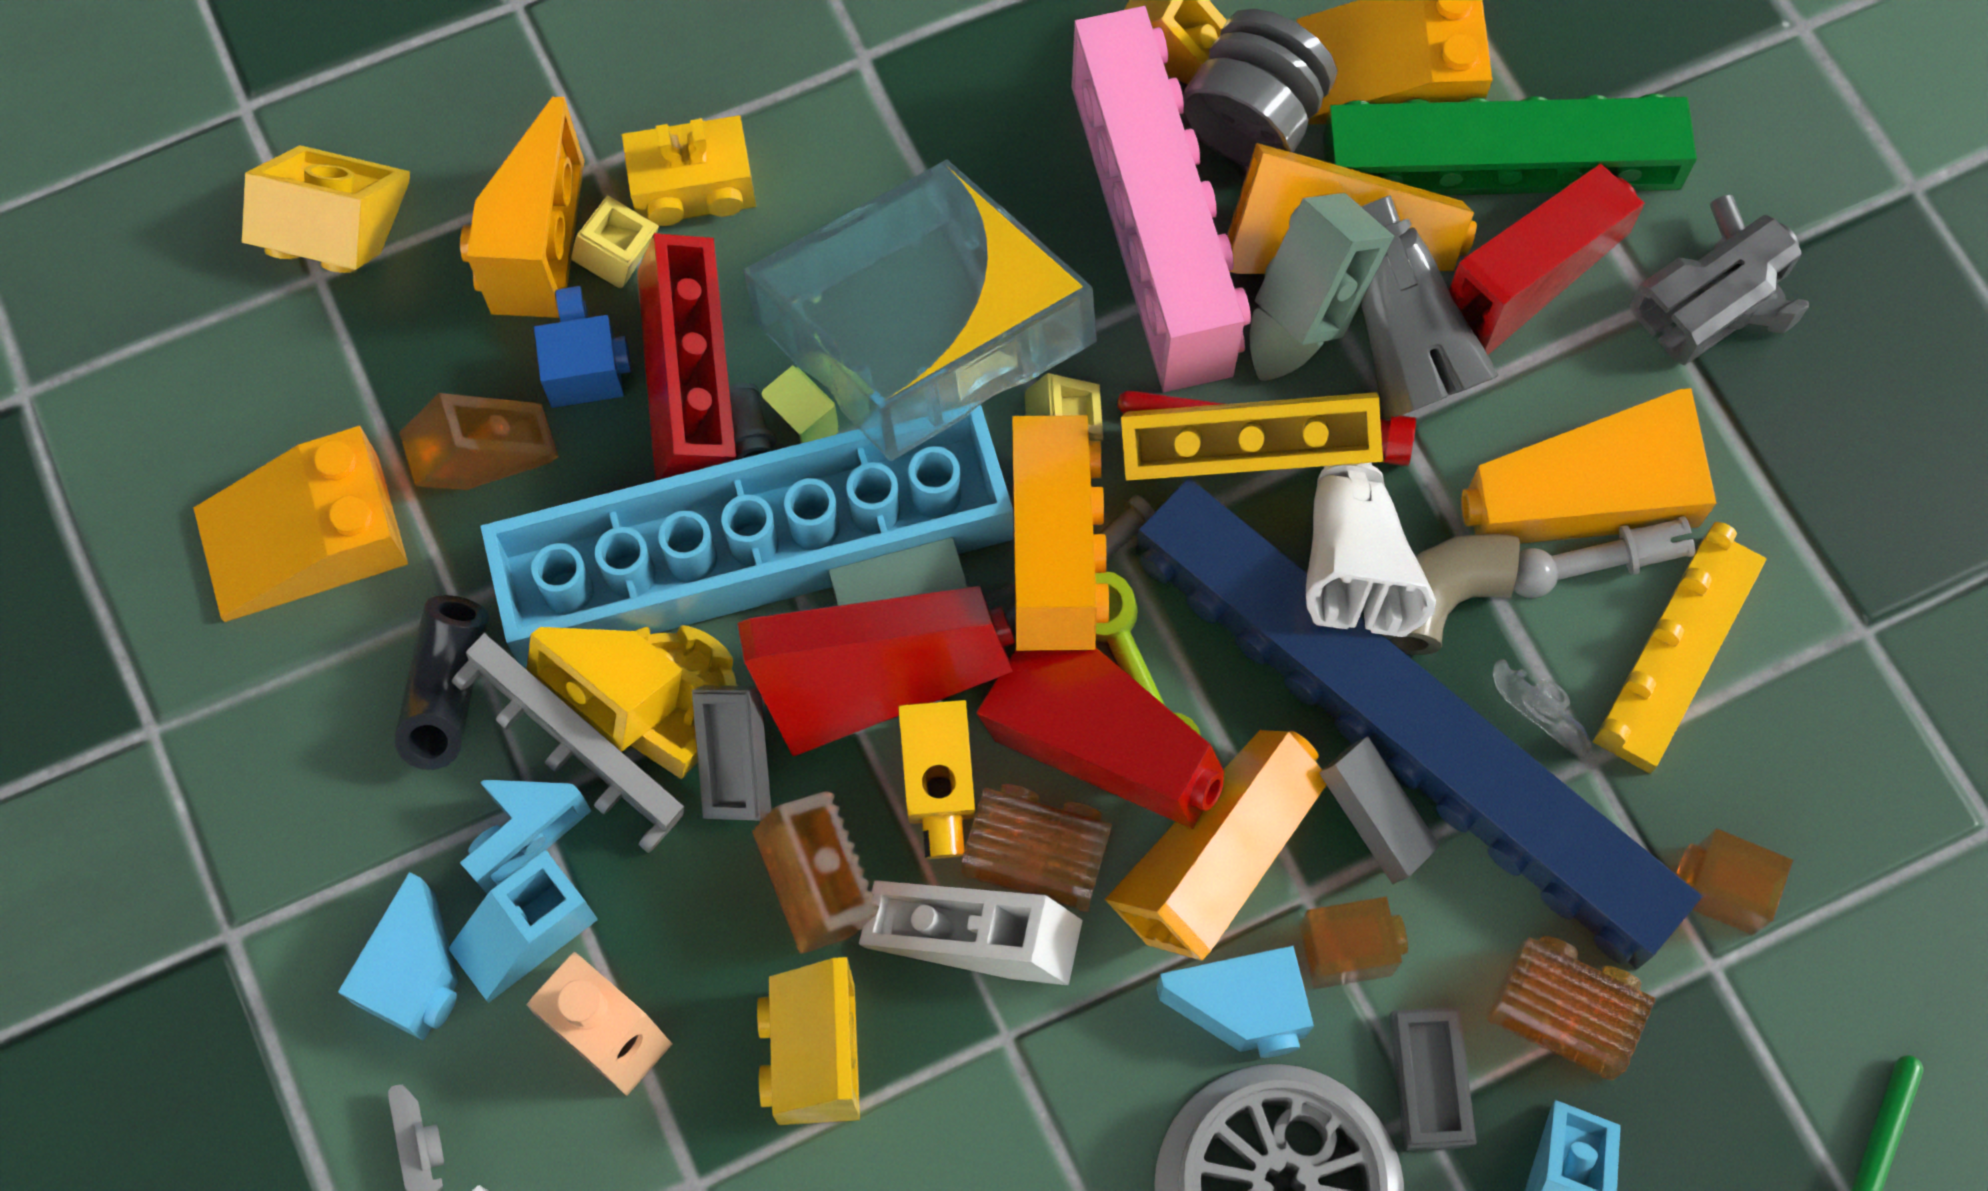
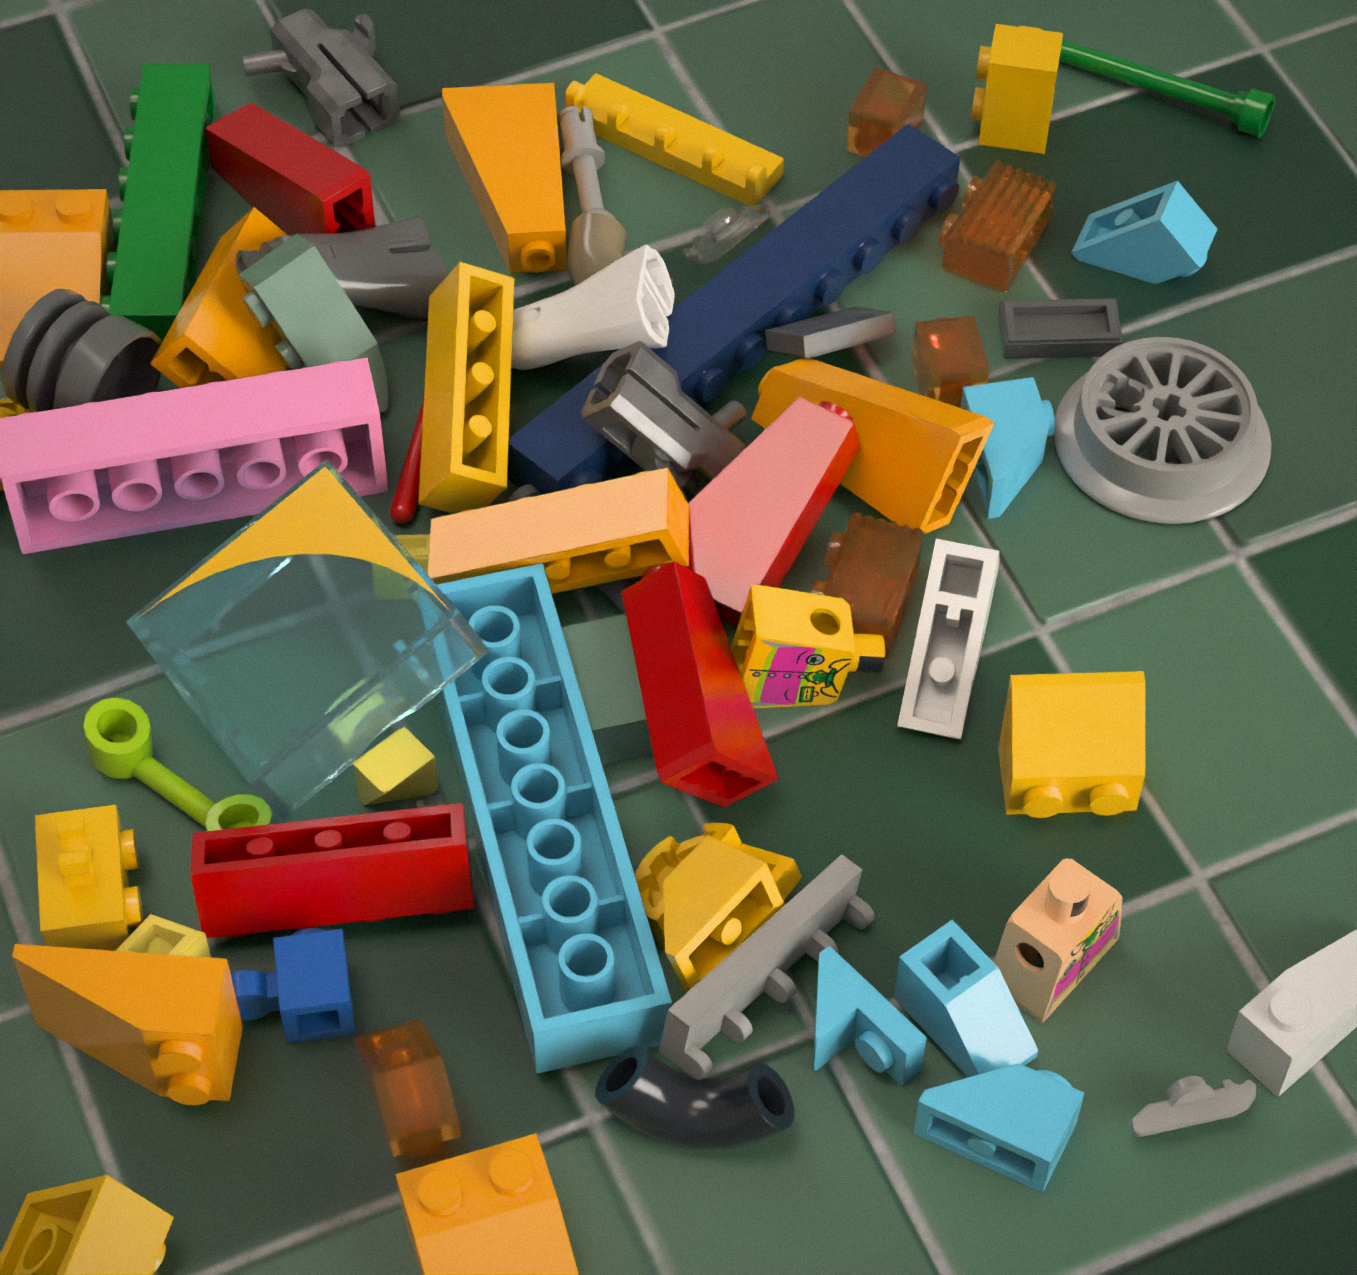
camera: 90 degrees left, 15 degrees down
(731, 752) = (779, 819): dark grey tile -> none
(814, 871) = (903, 749): clear orange brick -> none
(834, 197) = (122, 748): none -> lime piece
(1200, 643) = (656, 423): none -> flat silver piece
(1787, 1031) = (1019, 87): none -> yellow brick

